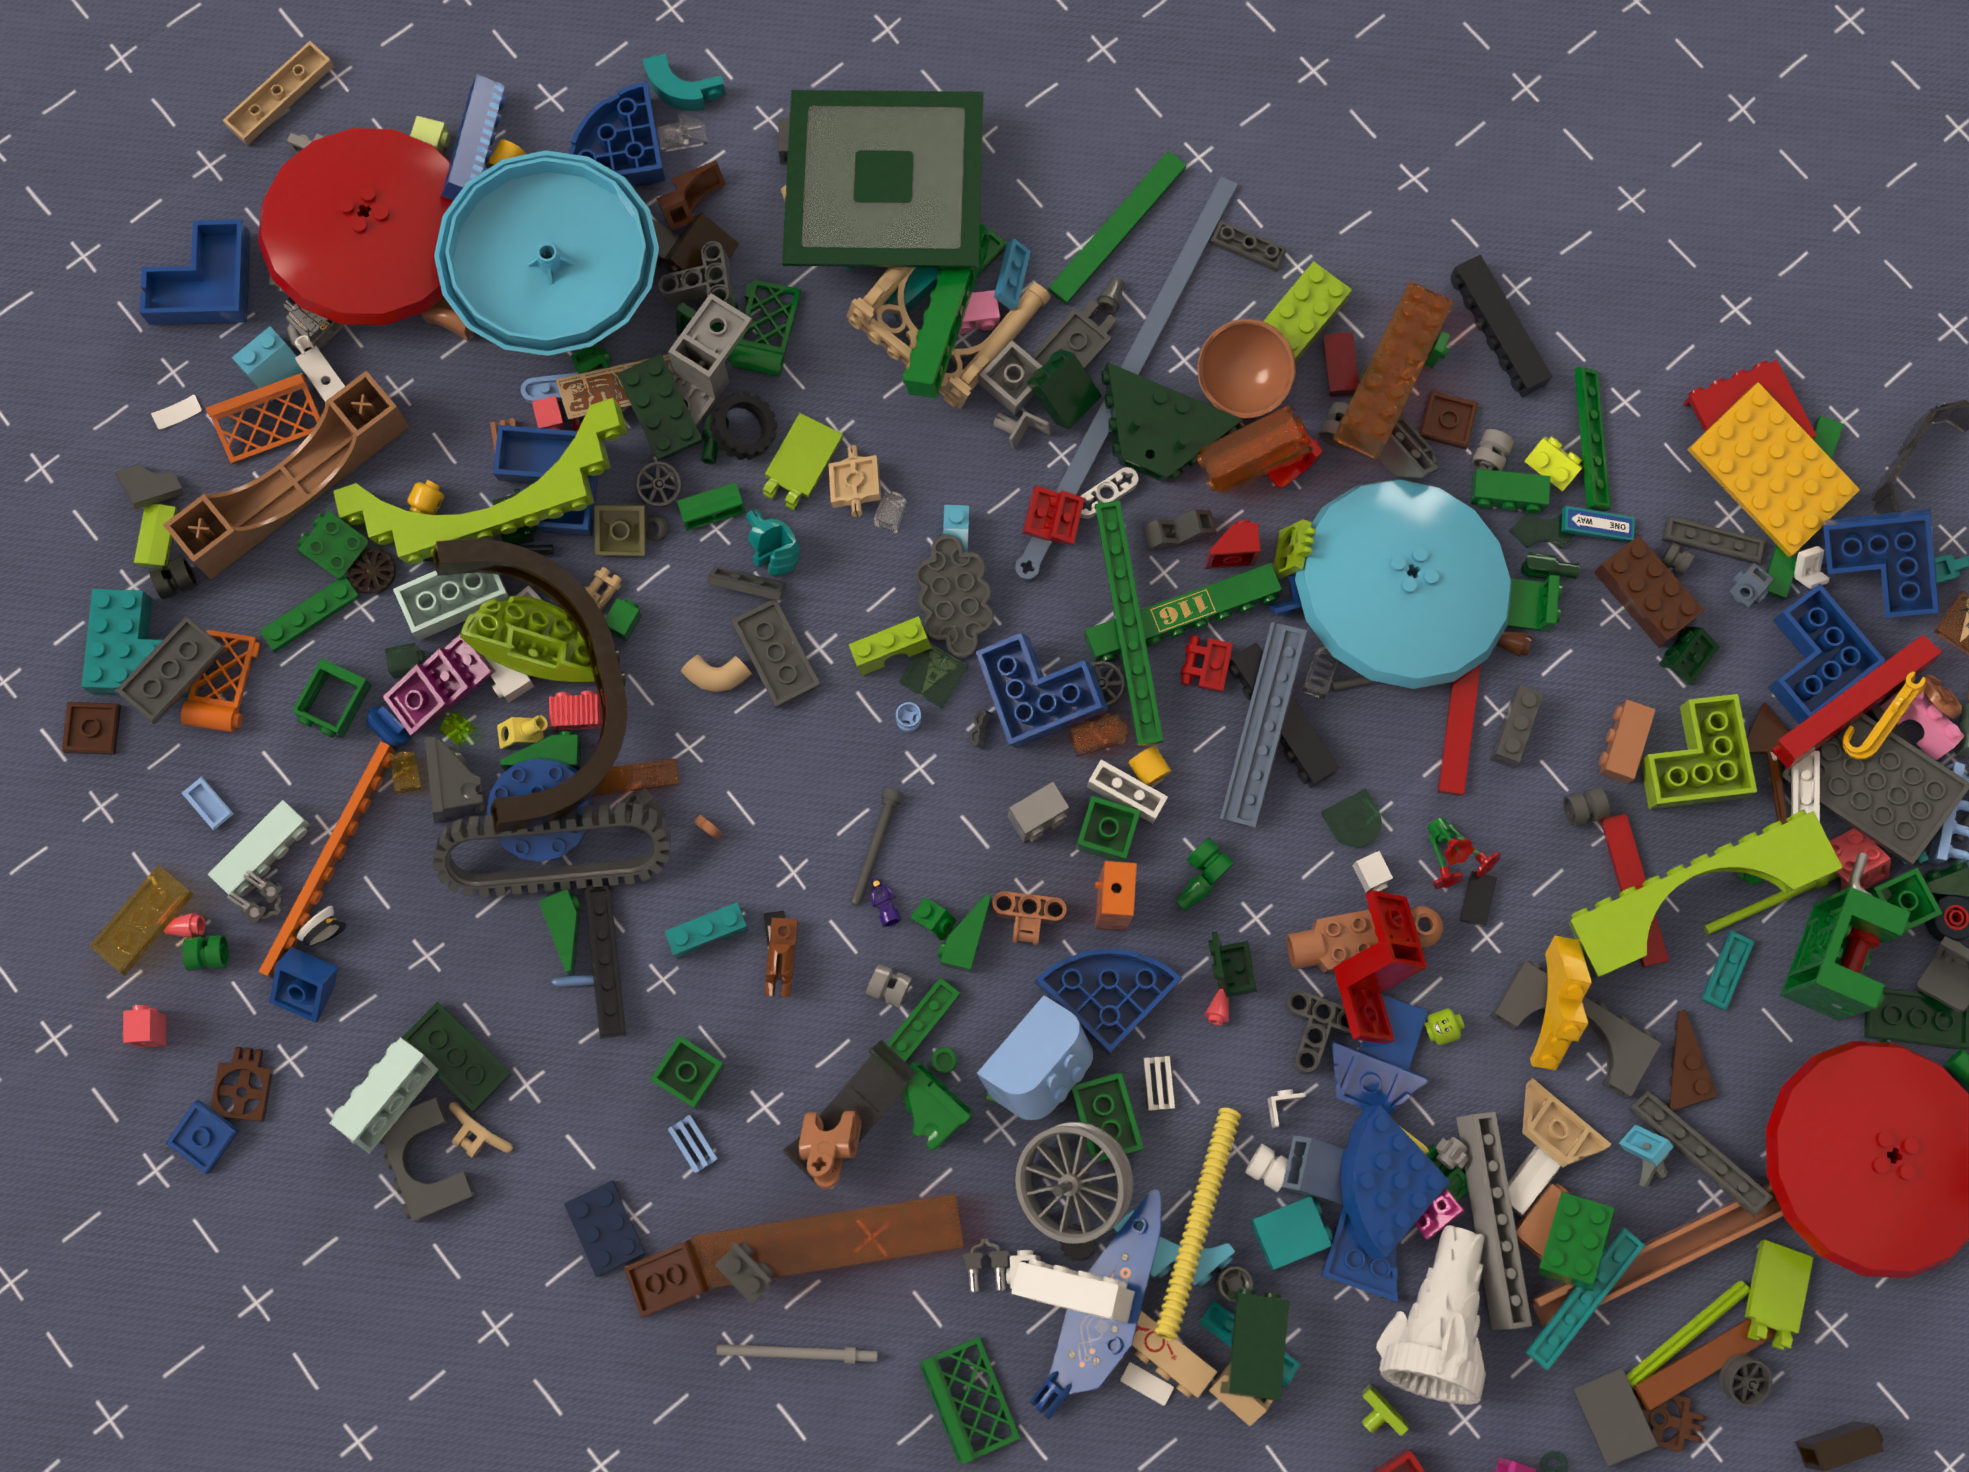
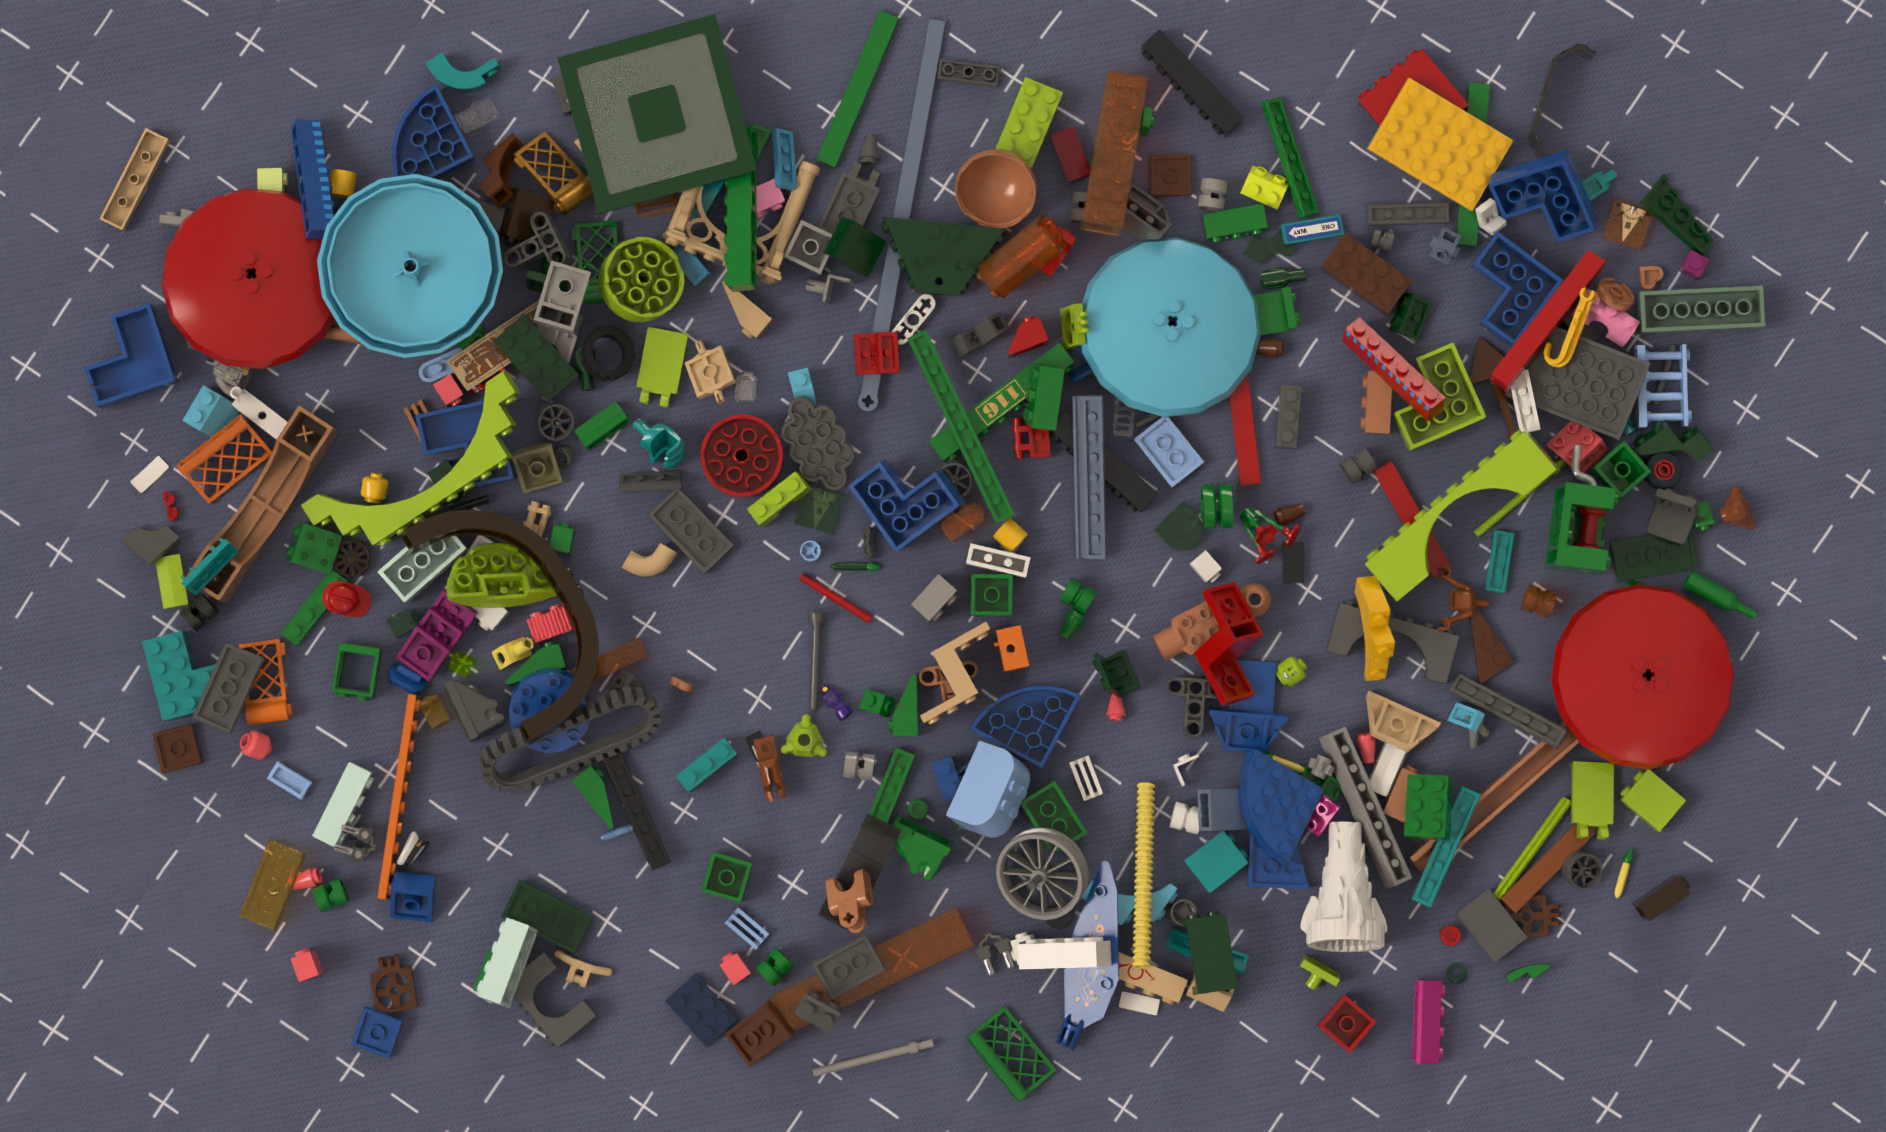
camera: 10 degrees left, 10 degrees up
(182, 749) = (255, 745): none -> coral head
(187, 447) = (169, 500): none -> red piece
(194, 517) = (209, 566): none -> teal plate
(349, 614) = (346, 599): none -> red piece
(661, 1187) = (734, 967): none -> coral brick
(711, 1201) = (775, 966): none -> green wheel
(760, 241) = (570, 195): none -> pearl gold piece
(800, 1227) = (848, 966): none -> dark grey tile
(810, 330) = (621, 283): none -> lime brick
(833, 936) = (804, 740): none -> lime rock
(851, 275) = (656, 203): none -> clear orange tile
(866, 609) = (745, 477): none -> red brick
(868, 359) = (691, 266): none -> dark azure plate
(921, 436) = (750, 317): none -> tan slope
(922, 782) = (835, 598): none -> red bar
(973, 756) = (856, 566): none -> dark green piece
(991, 1030) = (948, 777): none -> blue brick
(1039, 904) = (955, 673): none -> tan bracket
(1237, 613) = (1044, 396): none -> green brick
(1364, 725) = (1168, 451): none -> light blue plate
(1406, 803) = (1216, 506): none -> green wheel
(1488, 839) = (1288, 514): none -> reddish brown cone
(1512, 1146) = (1366, 747): none -> coral cone
(1558, 1414) = (1450, 935): none -> red tile
(1661, 704) = (1393, 369): none -> red brick
(1673, 999) = (1460, 600): none -> dark orange piece
(1769, 1032) = (1539, 601): none -> clear orange wheel
(1794, 1400) = (1627, 860): none -> light yellow piece
(1851, 1317) = (1651, 799): none -> lime brick

